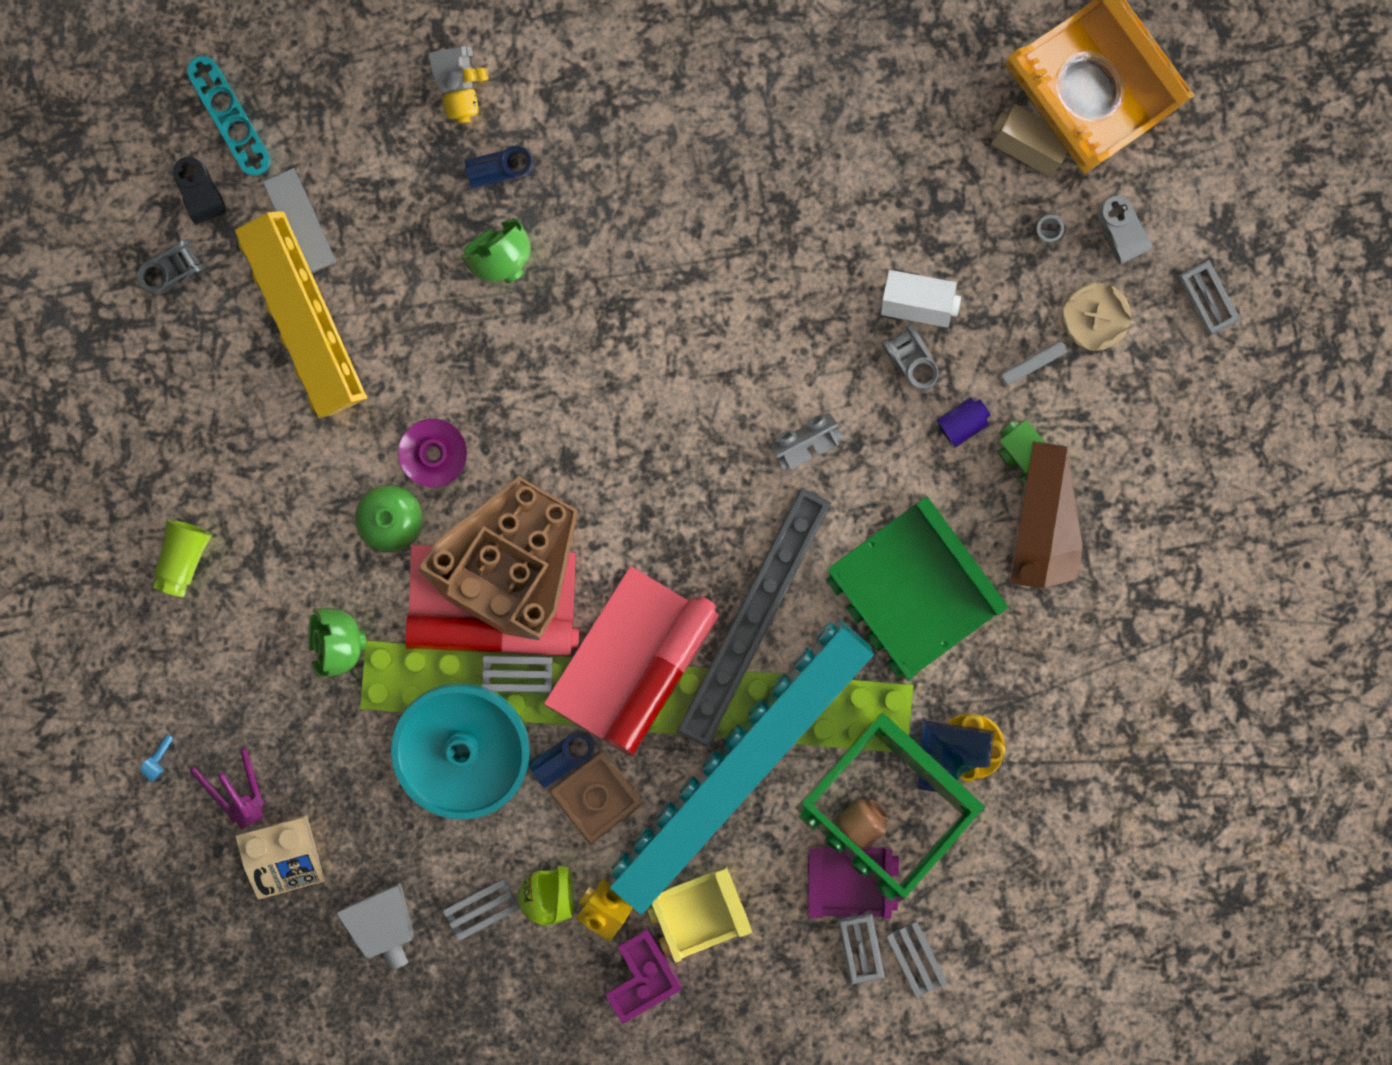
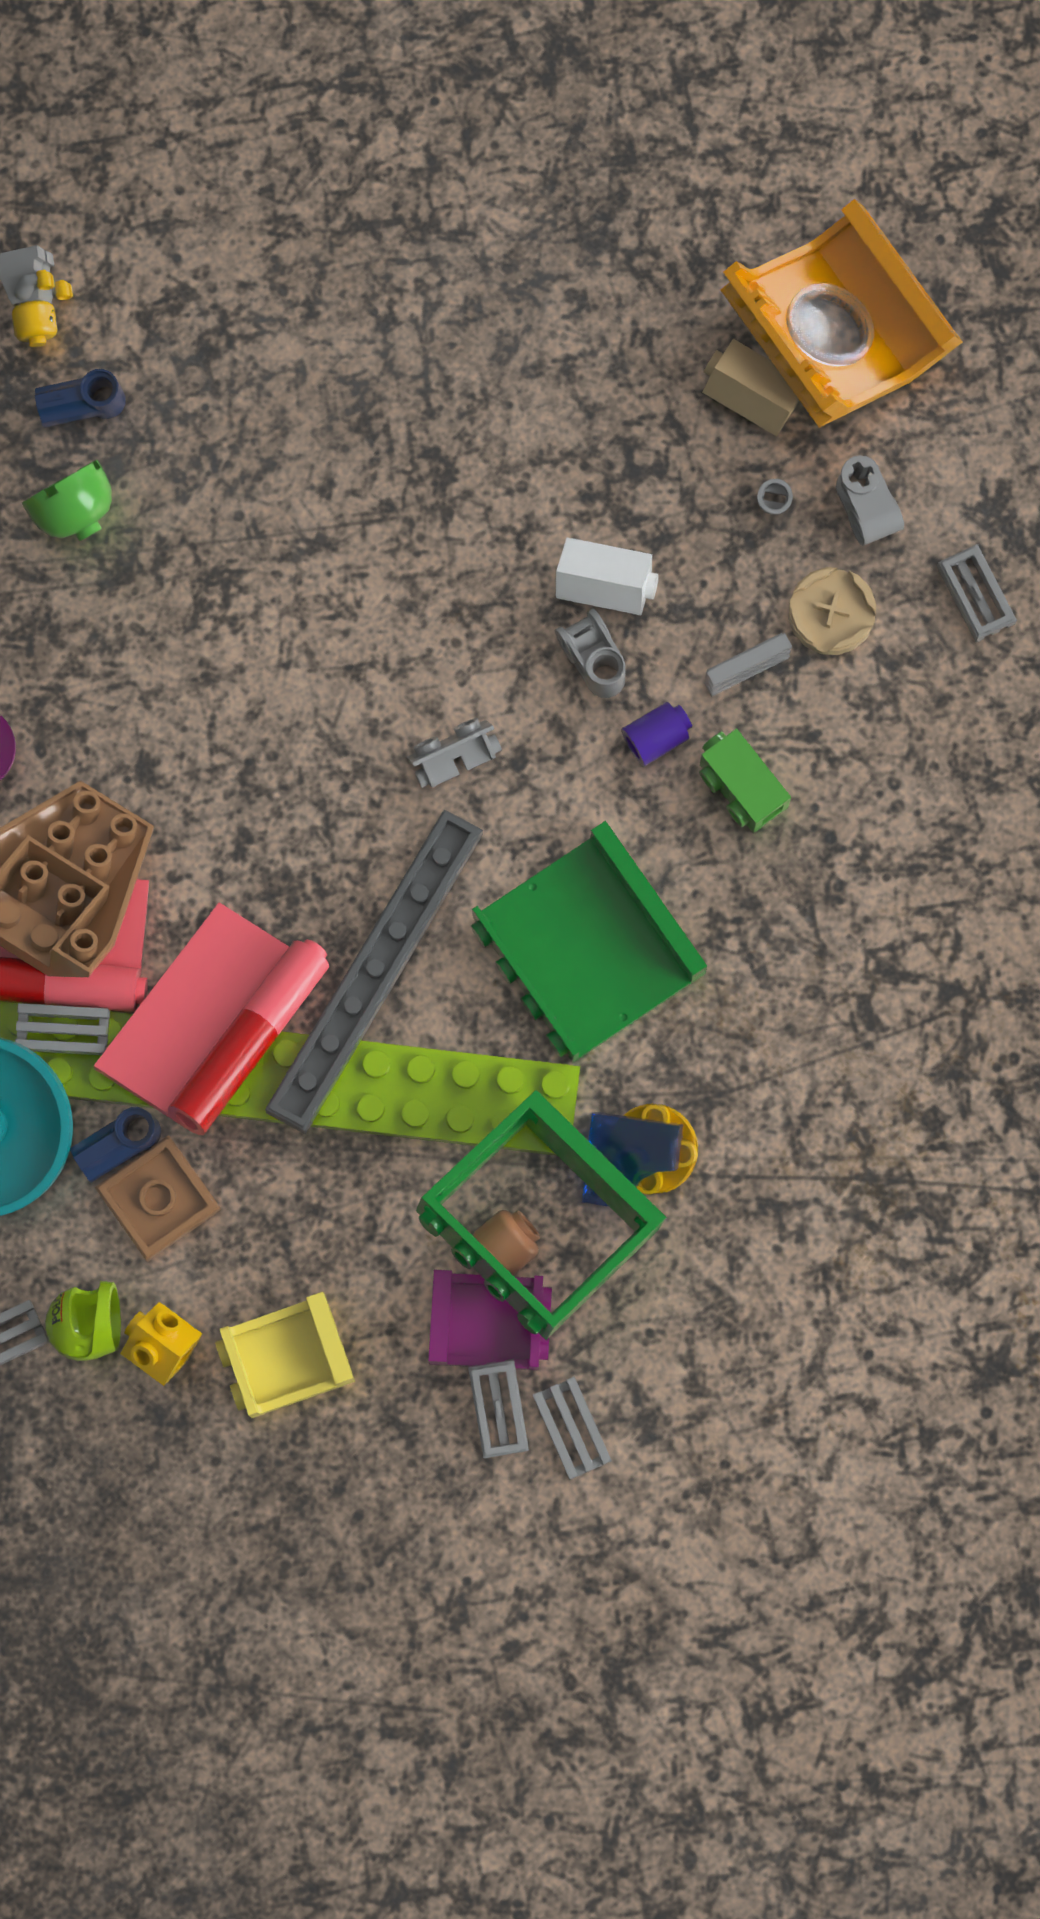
camera: 10 degrees right, 10 degrees down
(652, 979) = (217, 1436): magenta panel -> none
(740, 765) = (344, 1153): teal brick -> none
(1047, 530) = (761, 868): reddish brown wedge -> none

